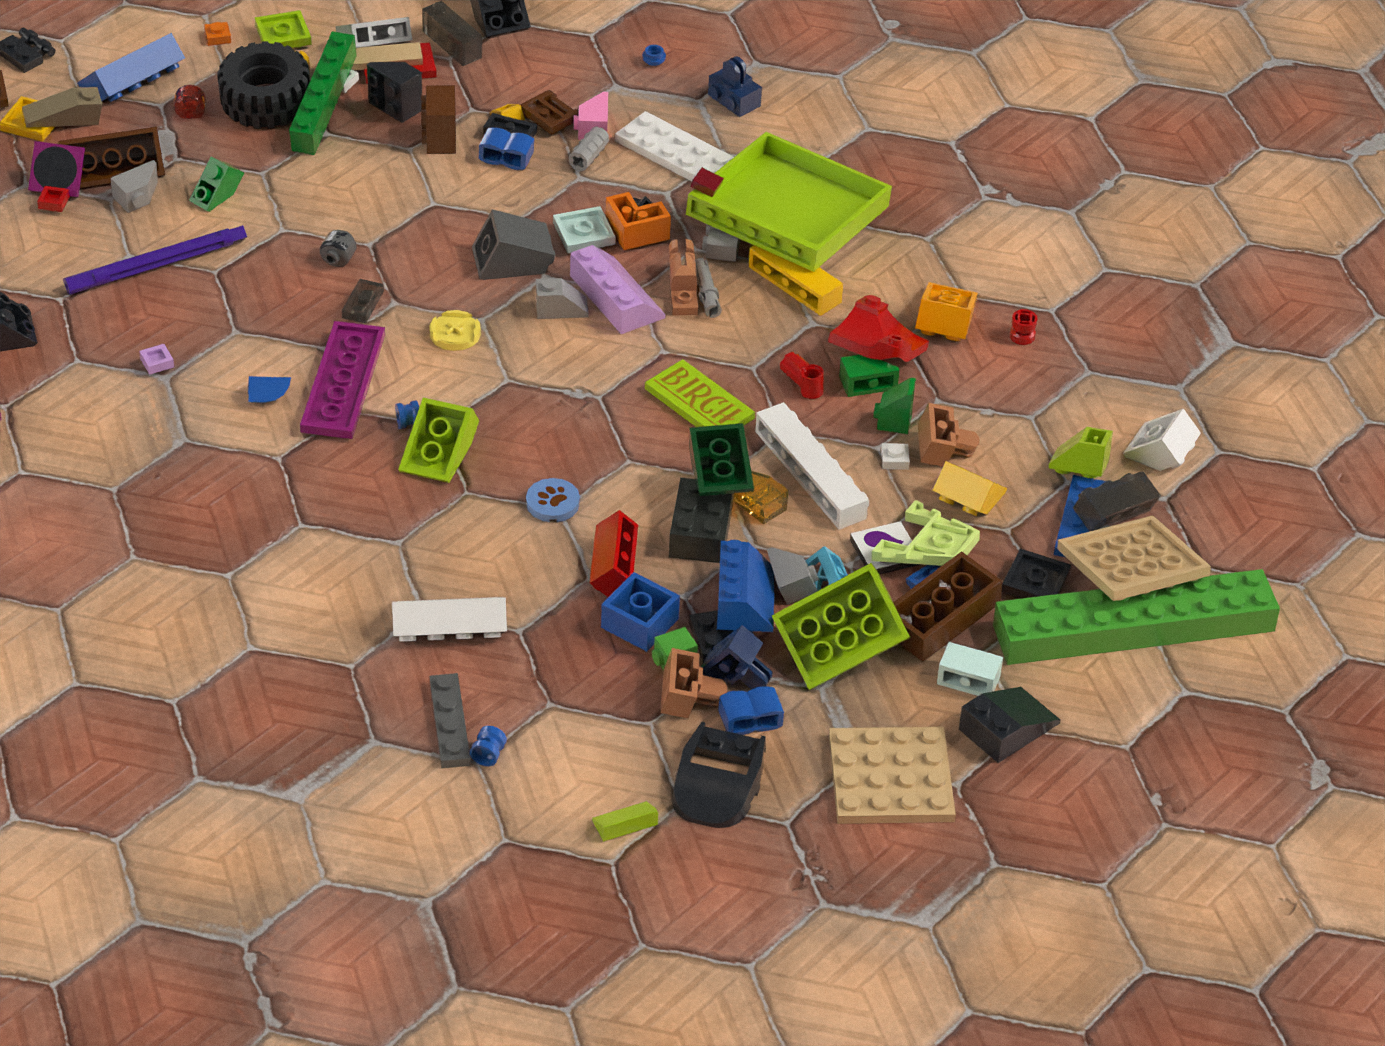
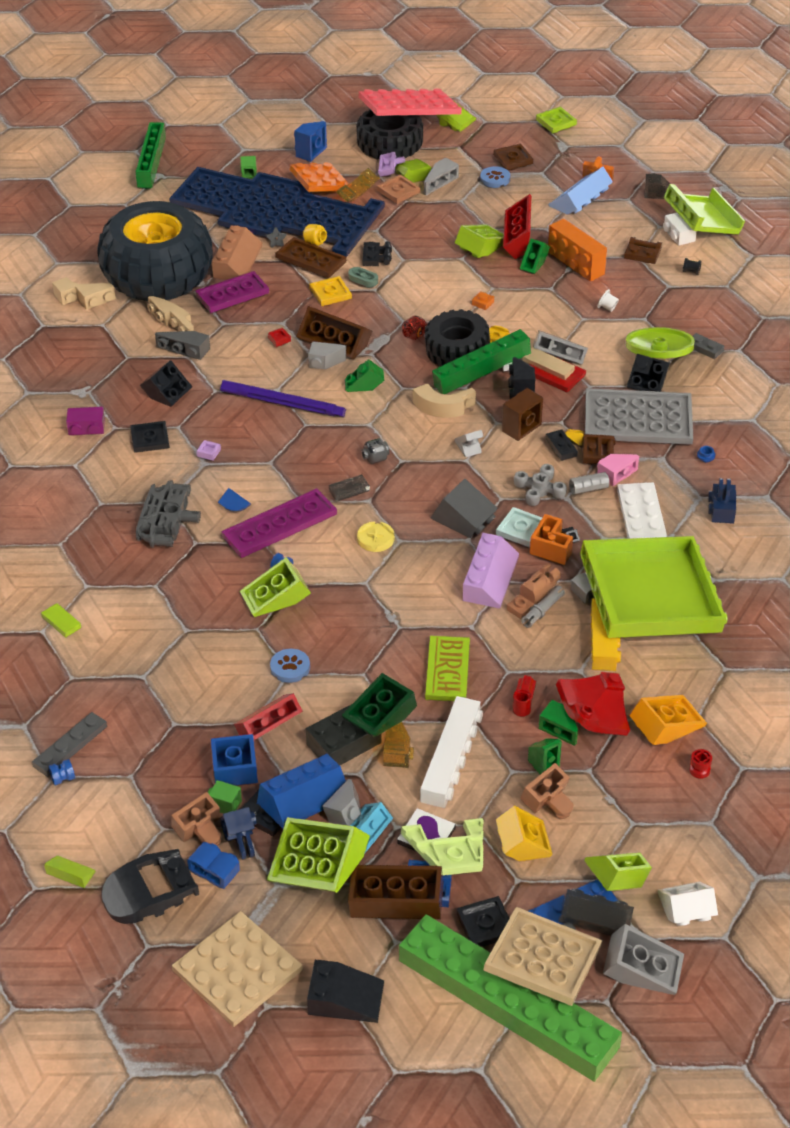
camera: 50 degrees right, 0 degrees up
(50, 81) = (363, 277): none -> sand green plate
(56, 167) = (296, 321): black tile -> none
(63, 388) = (149, 436): none -> black tile
(66, 108) = (345, 293): dark tan slope -> none
(135, 68) = (409, 293): slope -> none
(210, 449) = (164, 514): none -> dark grey piece
(258, 621) = (61, 620): none -> lime tile
(284, 28) = (516, 317): lime plate -> none
(330, 164) = (440, 404): none -> tan arch
(418, 181) = (469, 443): none -> light grey slope
(449, 617) = (144, 687): white slope -> none
(452, 33) = (603, 368): clear smoke brick -> none
(506, 148) = (542, 452): blue brick -> none
(542, 56) = (639, 415): none -> light grey plate
(546, 179) = (540, 484): none -> light grey gear
(559, 300) = (449, 556): light grey slope -> none
(707, 182) = (602, 540): dark red tile -> none
(895, 456) = (512, 783): white plate -> none
(969, 669) = (364, 944): light aqua brick -> none
(1192, 511) = (643, 961): none -> light grey slope

